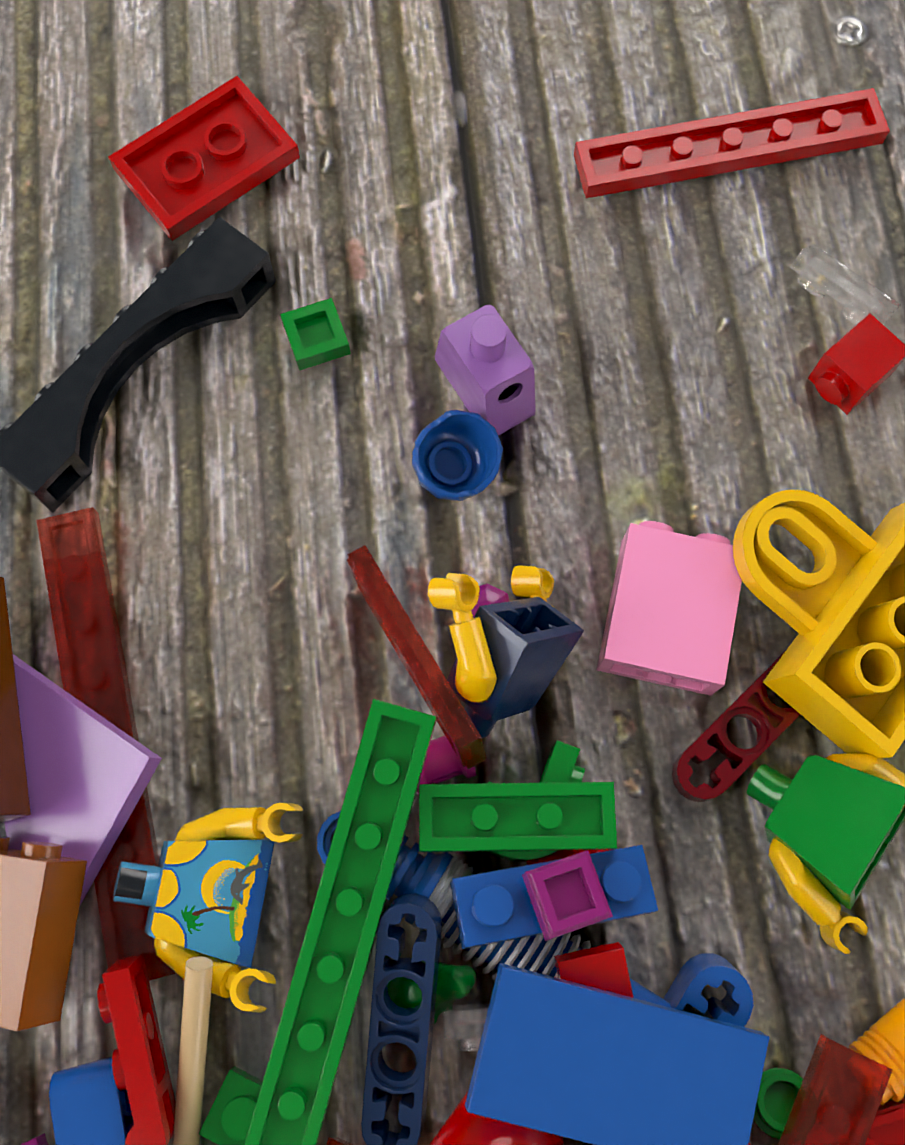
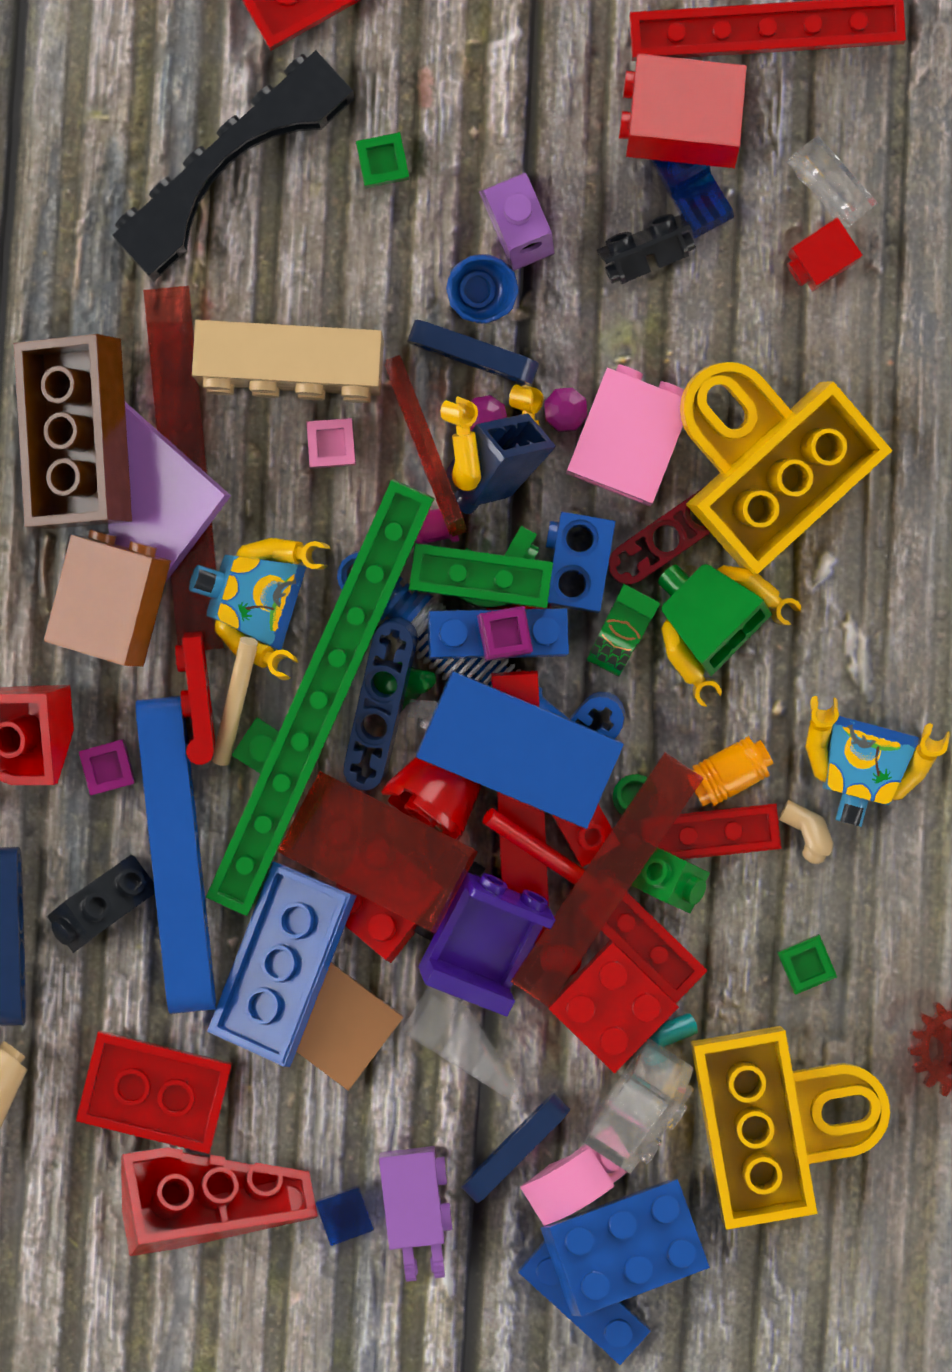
camera: 10 degrees right, 15 degrees up
(217, 569) = (288, 359): none -> tan brick
(291, 673) = (331, 443): none -> bright pink plate
(457, 534) = (473, 352): none -> dark blue beam
(583, 589) = (565, 409): none -> magenta tile
(625, 397) = (661, 239): none -> black hinge
(656, 782) = (590, 564): none -> blue brick
(662, 229) = (684, 110): none -> brick
(675, 311) = (695, 195): none -> clear blue slope
(714, 862) = (622, 630): none -> green leg

